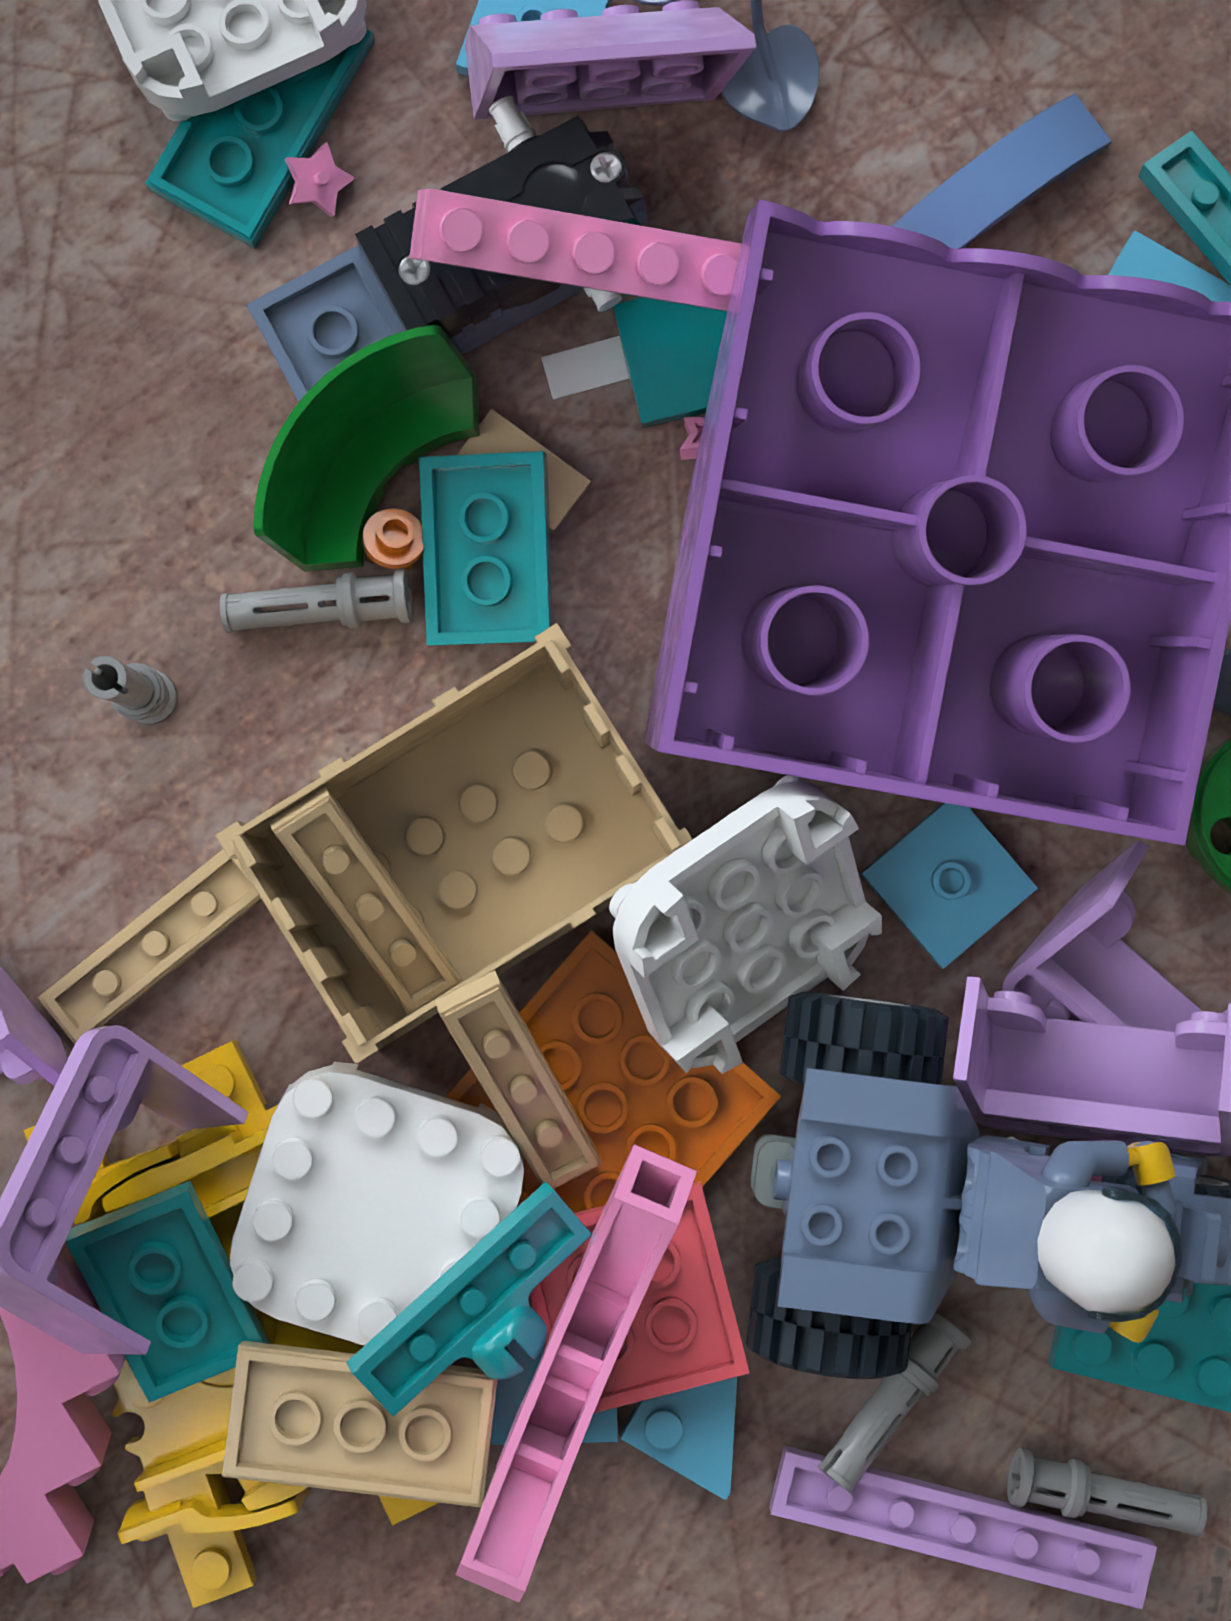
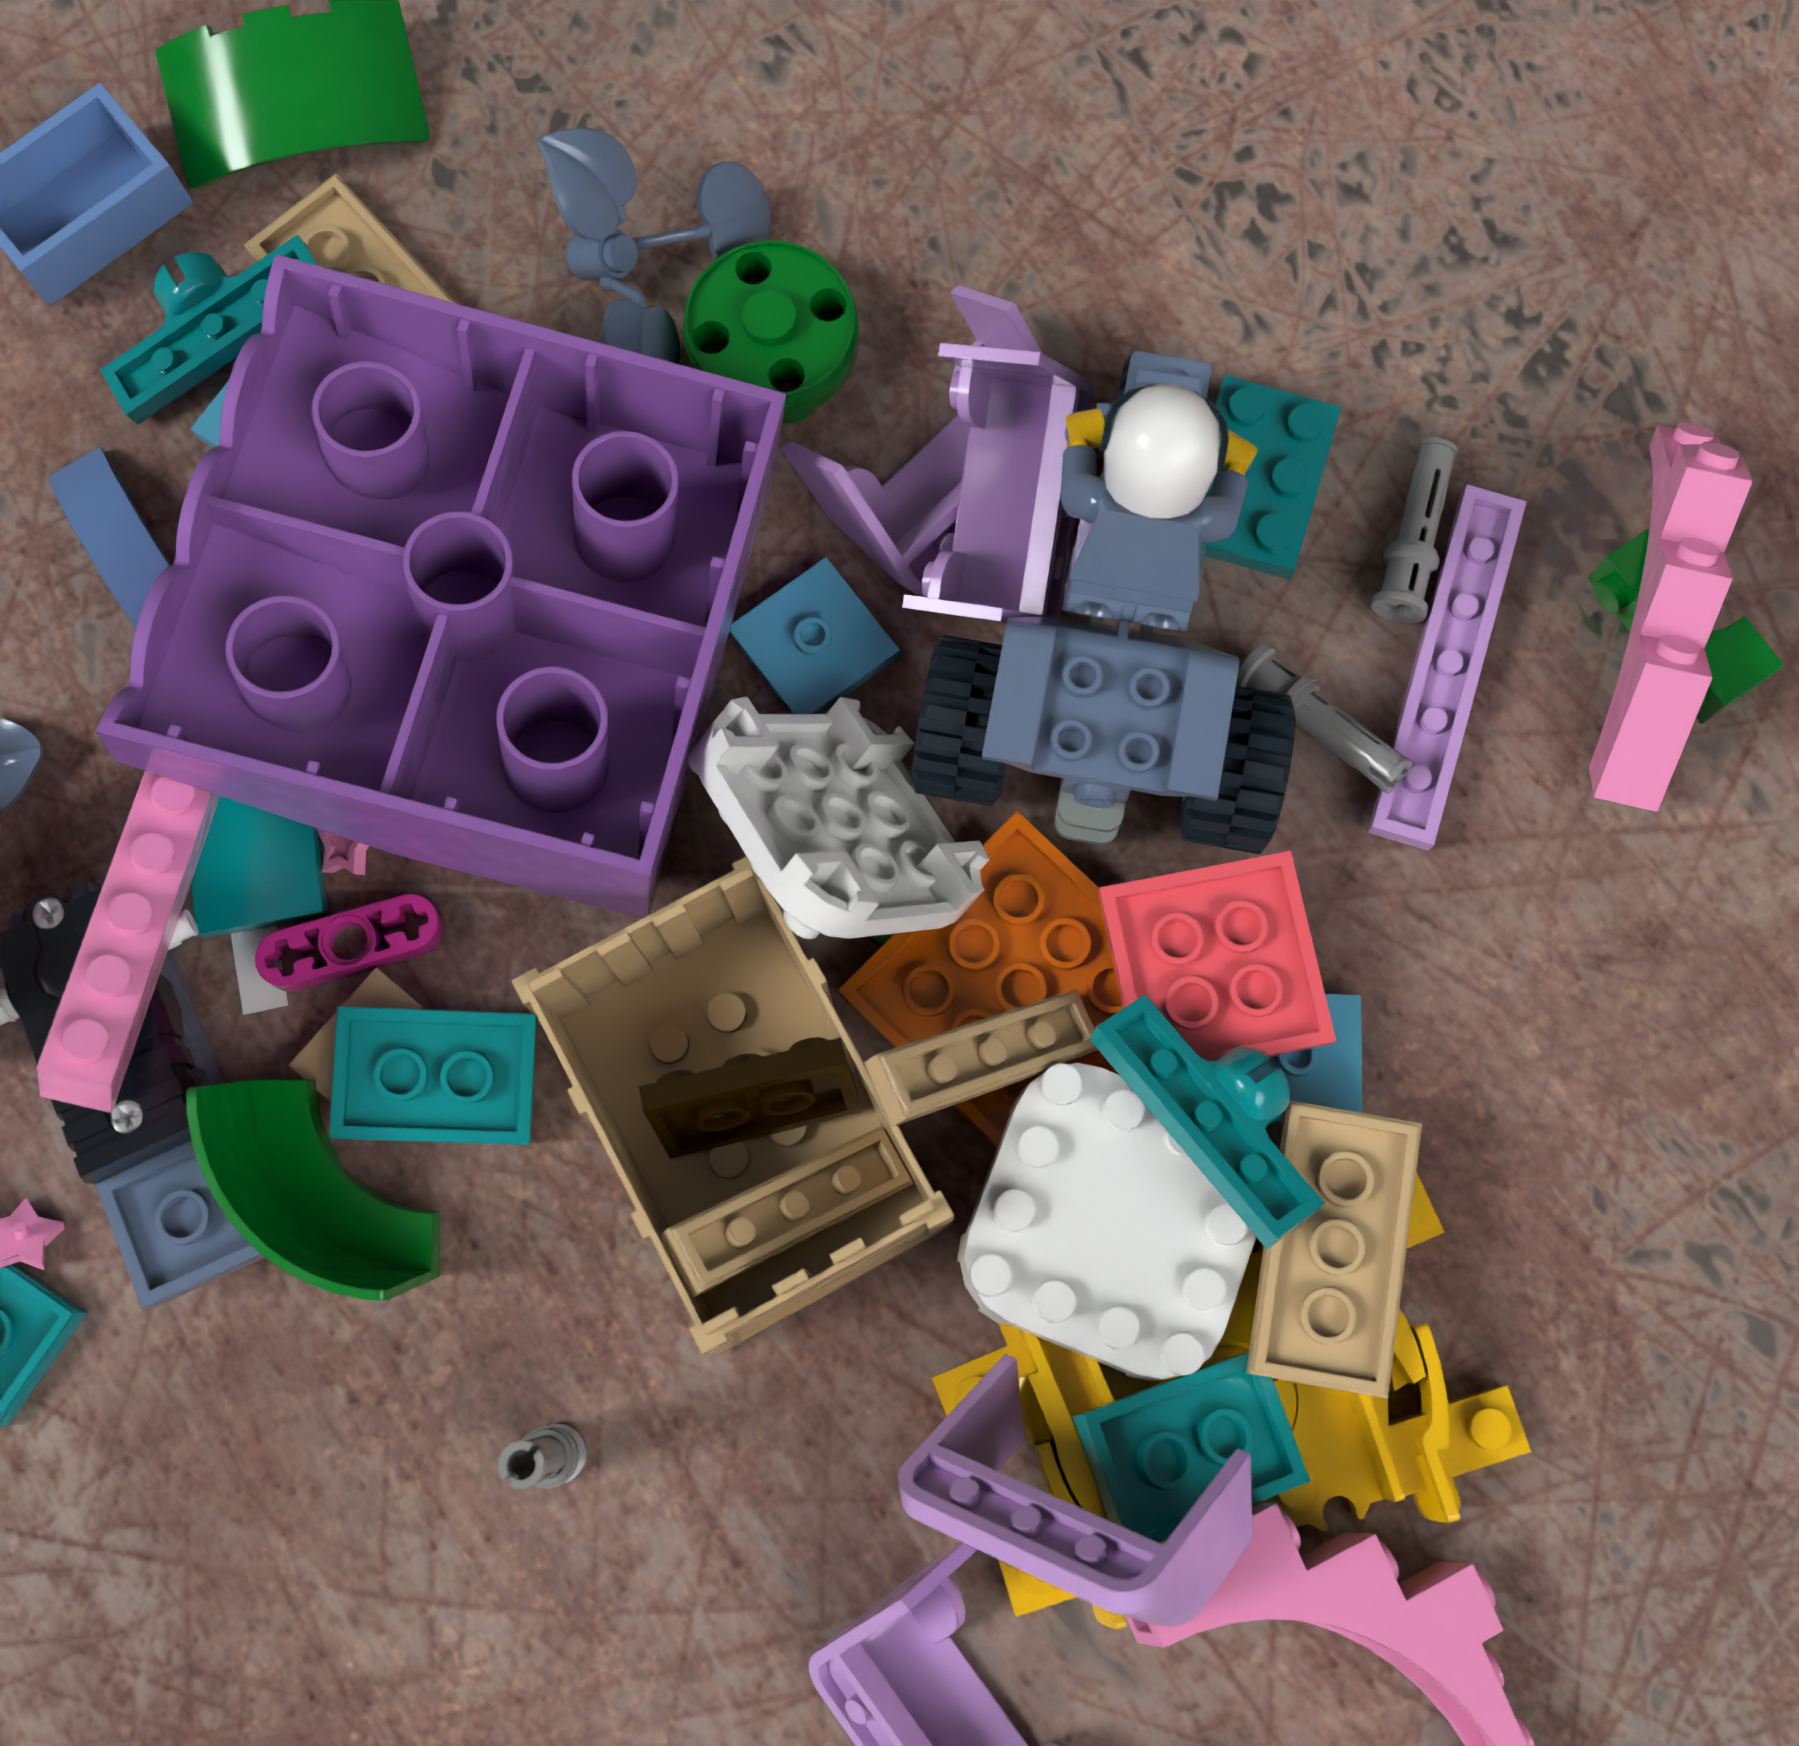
camera: 85 degrees left, 10 degrees down
(151, 946) = (823, 1459): tan tile -> none
(244, 609) = (476, 1342): light grey pin -> none
(393, 539) = (414, 1172): orange plate -> none
(472, 857) = (751, 1097): none -> dark brown plate
(574, 1371) = (1269, 1010): bright pink arch -> none
(614, 404) = (309, 971): none -> dark pink beam
(689, 1433) = (1352, 923): medium azure wing -> none

